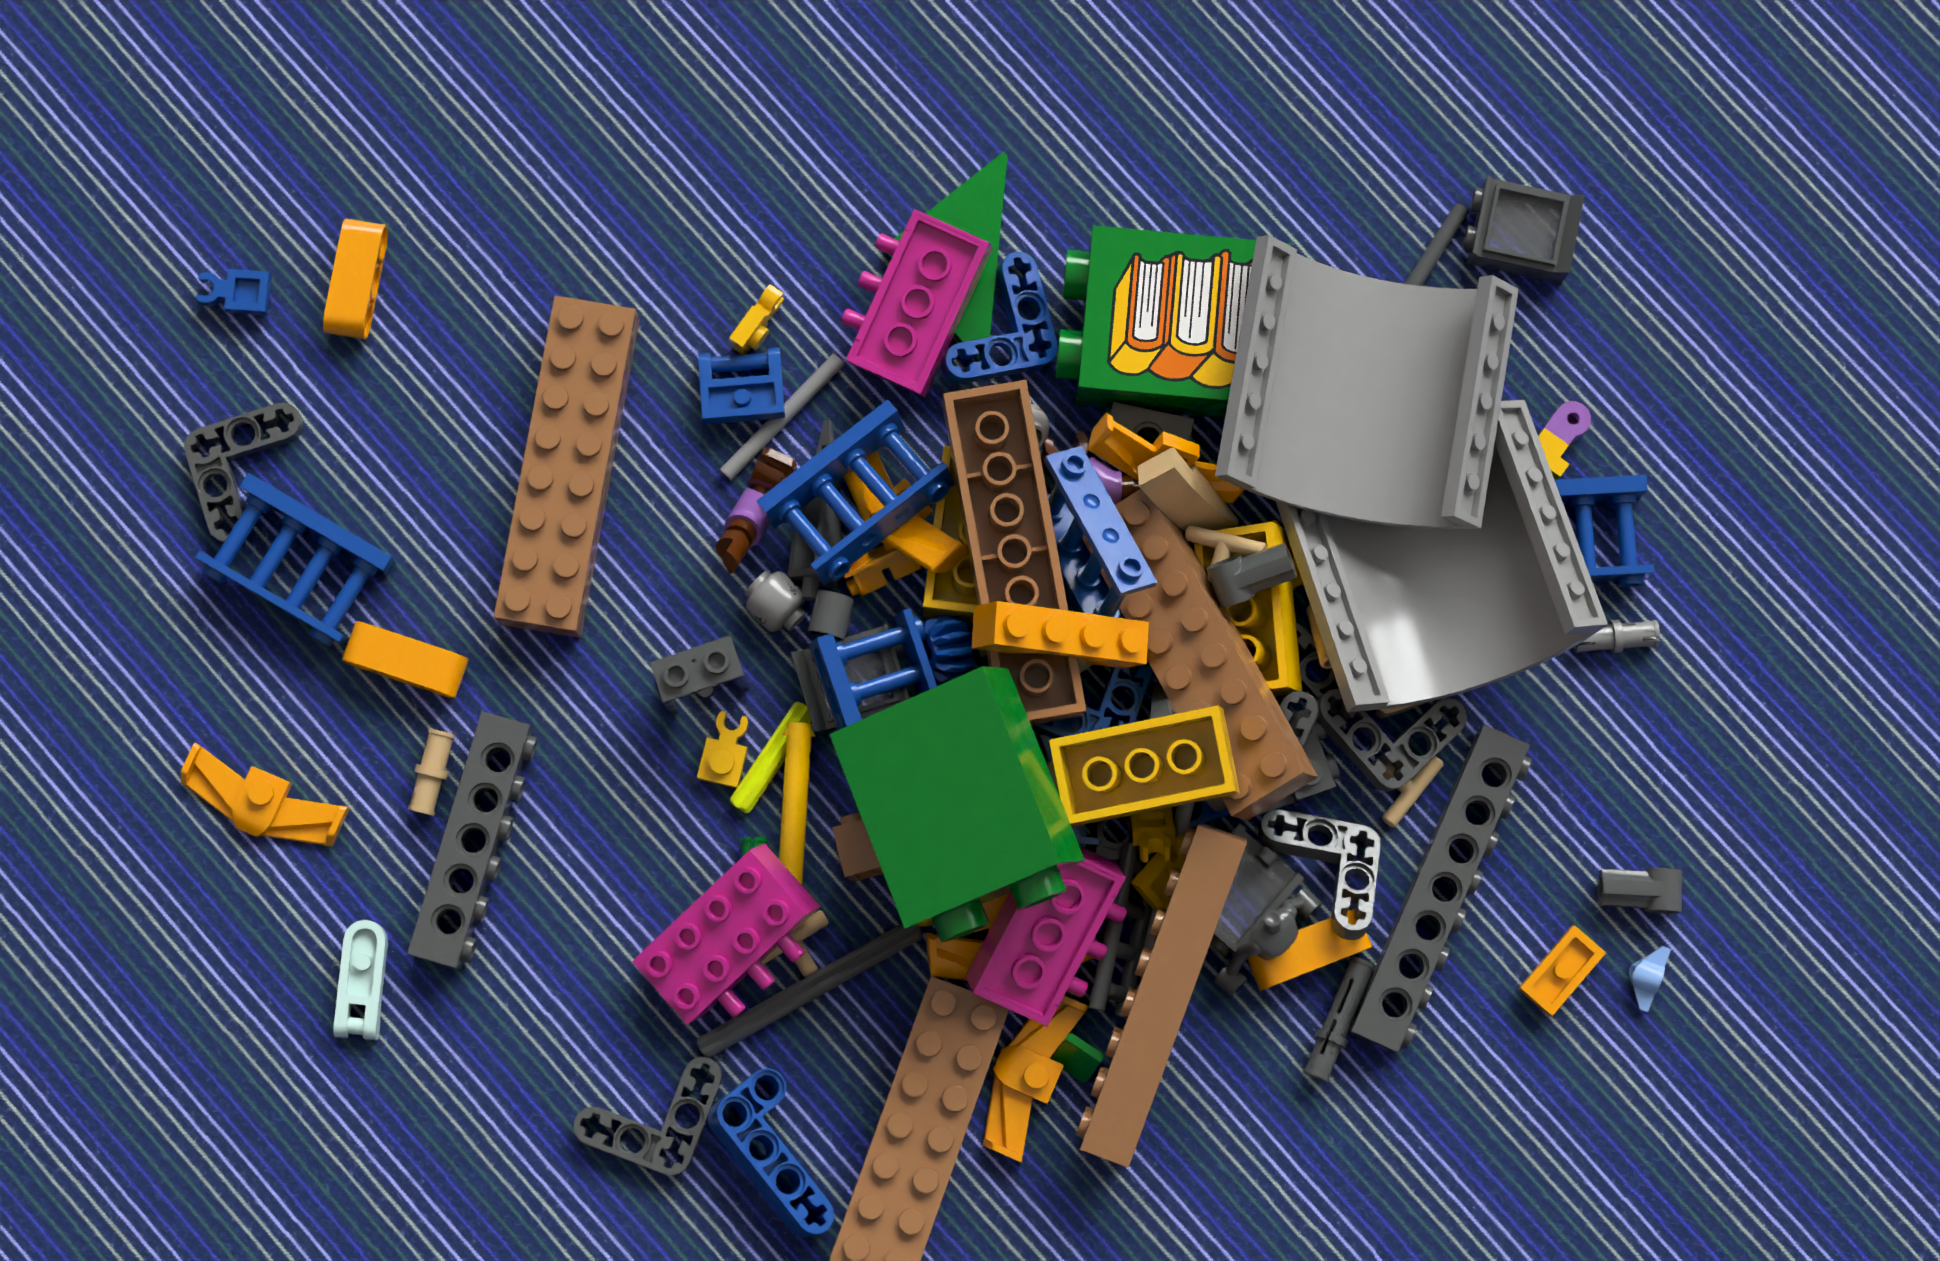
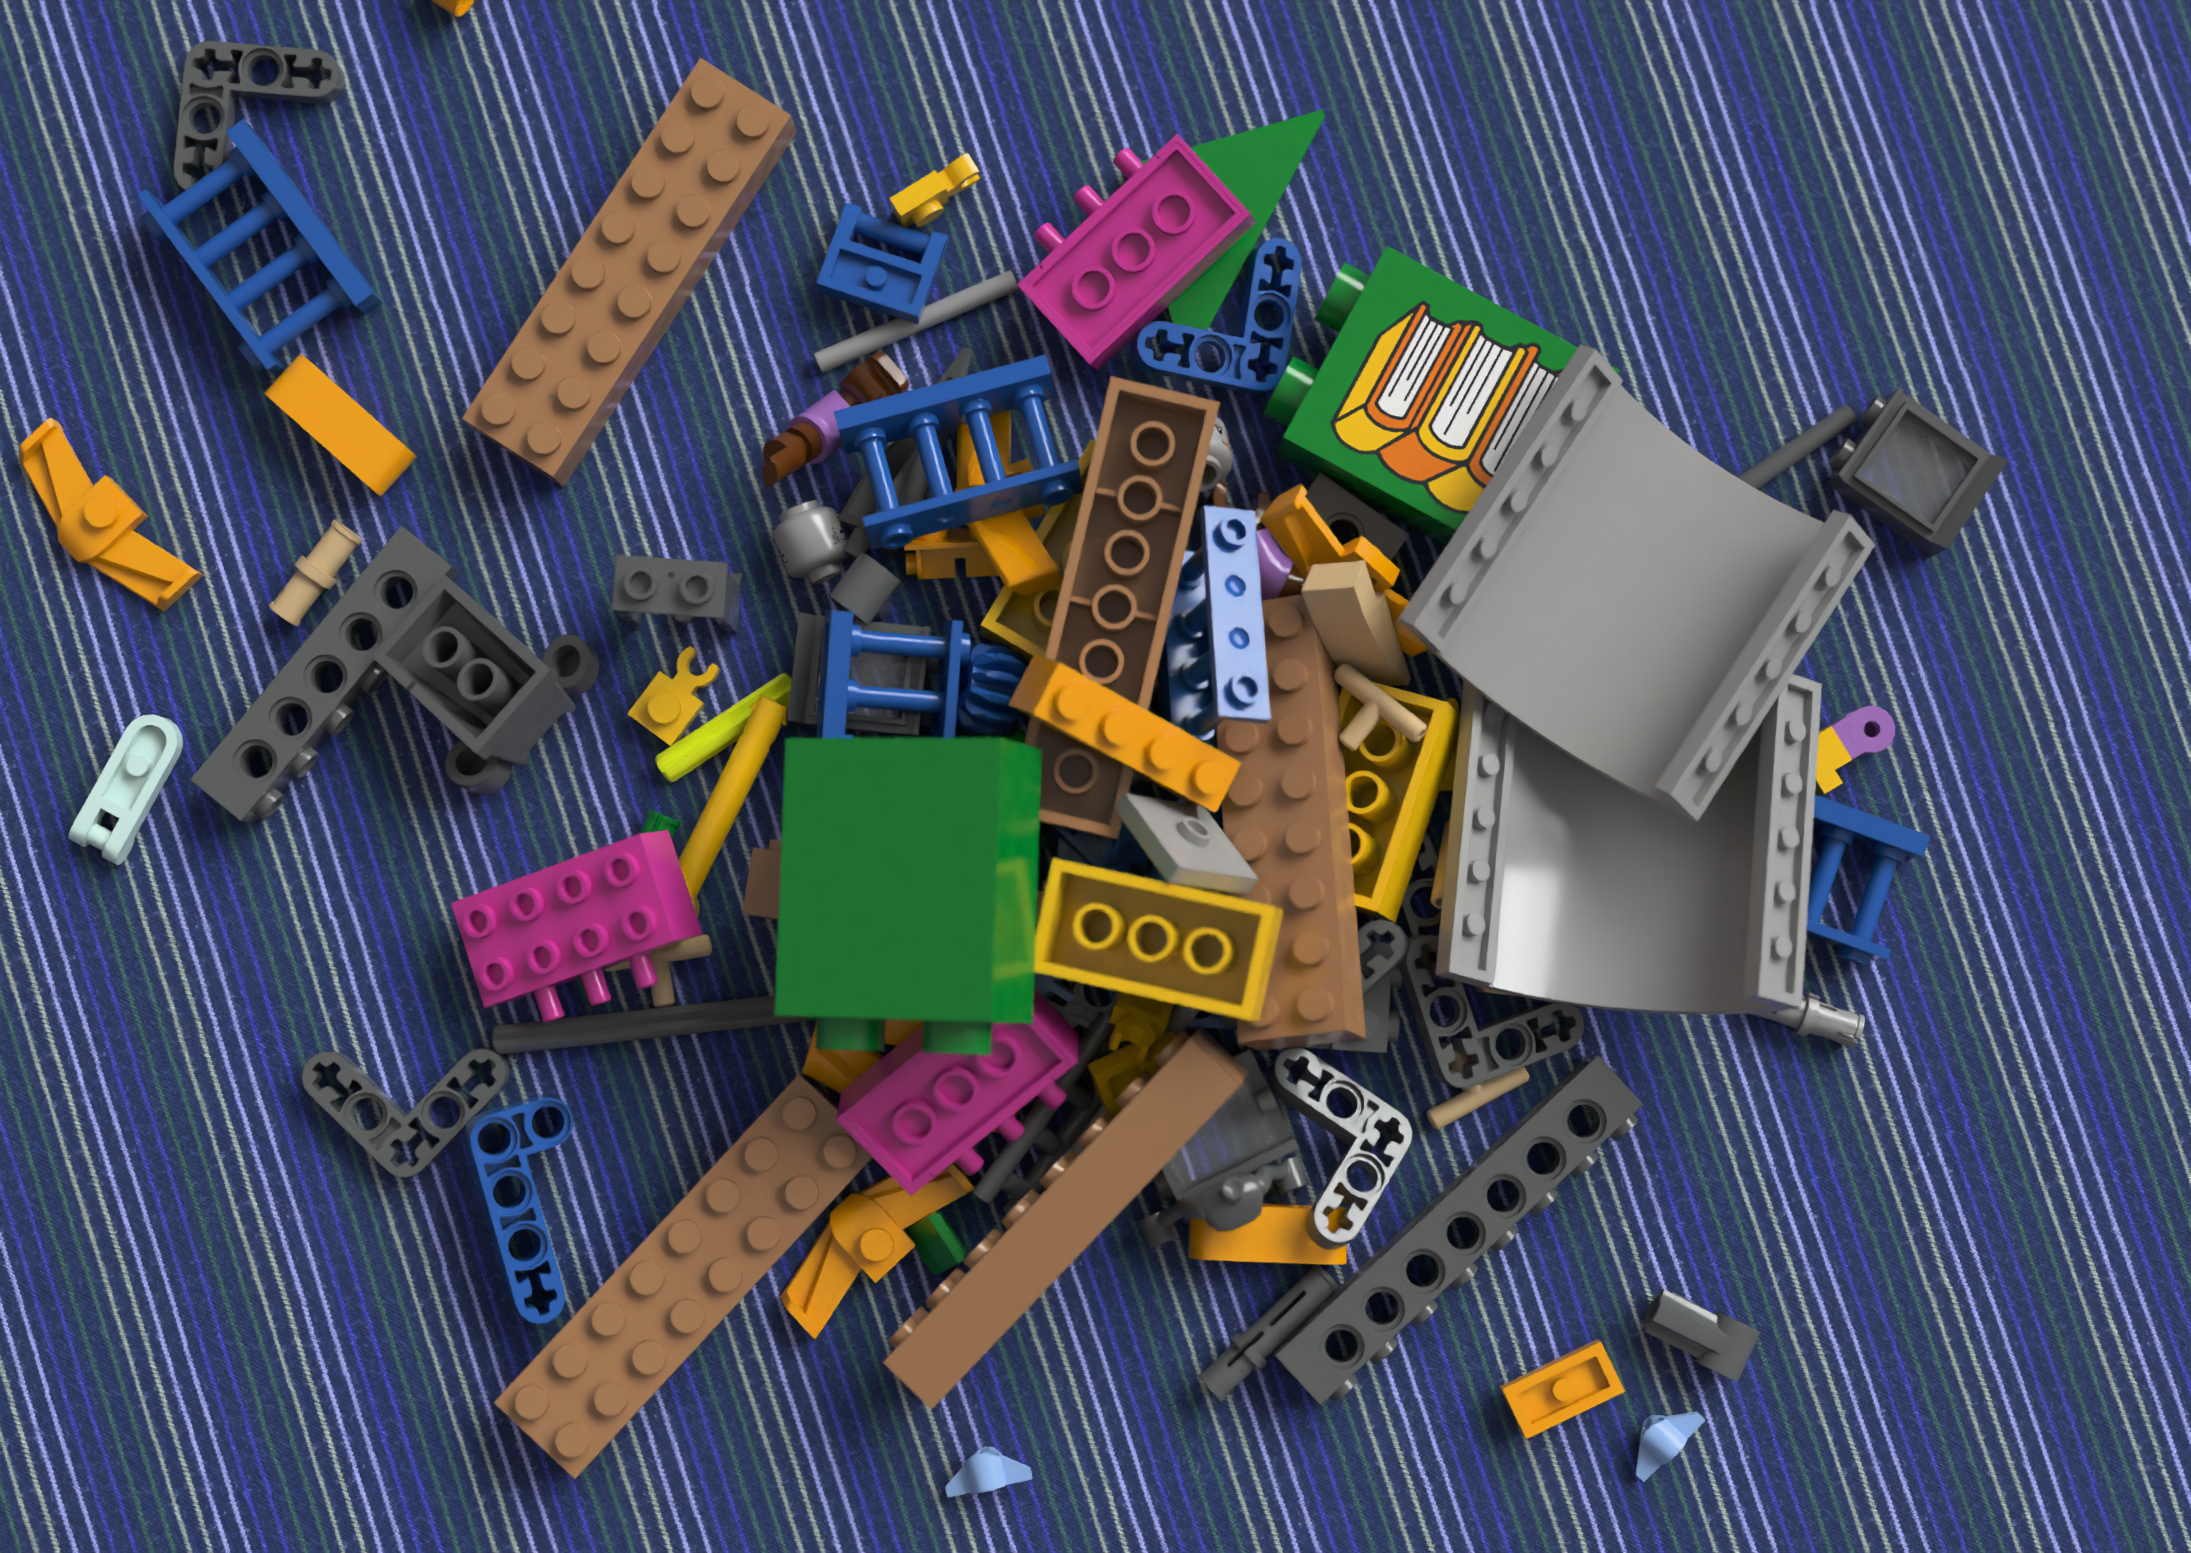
camera: 20 degrees right, 5 degrees up
(587, 795) = (483, 682): none -> dark grey piece
(1135, 693) = (1186, 844): none -> light grey plate
(1182, 1204) = (986, 1472): none -> light blue piece
(1240, 578) = (1376, 755): dark grey piece -> none

